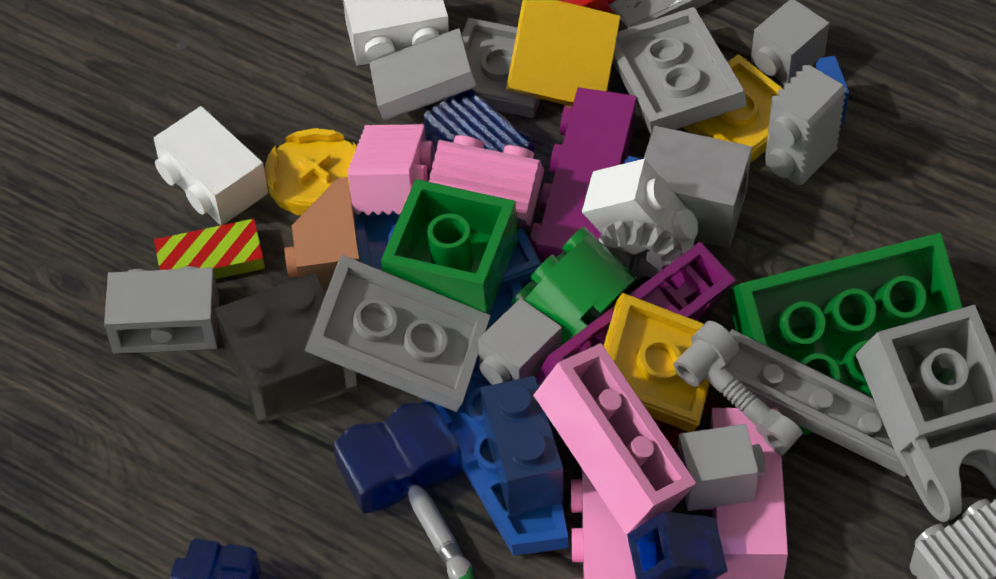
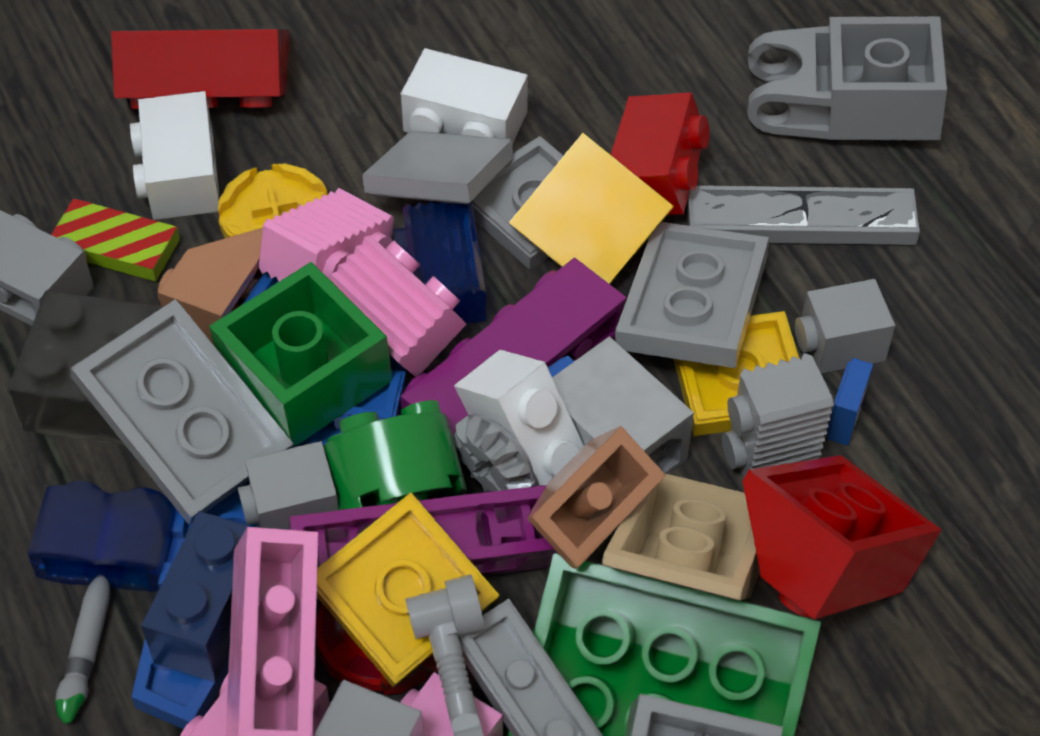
camera: 30 degrees right, 0 degrees up
(169, 88) = (220, 62): none -> red slope
(742, 225) = (594, 494): none -> nougat slope
(814, 226) = (689, 538): none -> tan slope
(904, 176) = (832, 535): none -> red slope

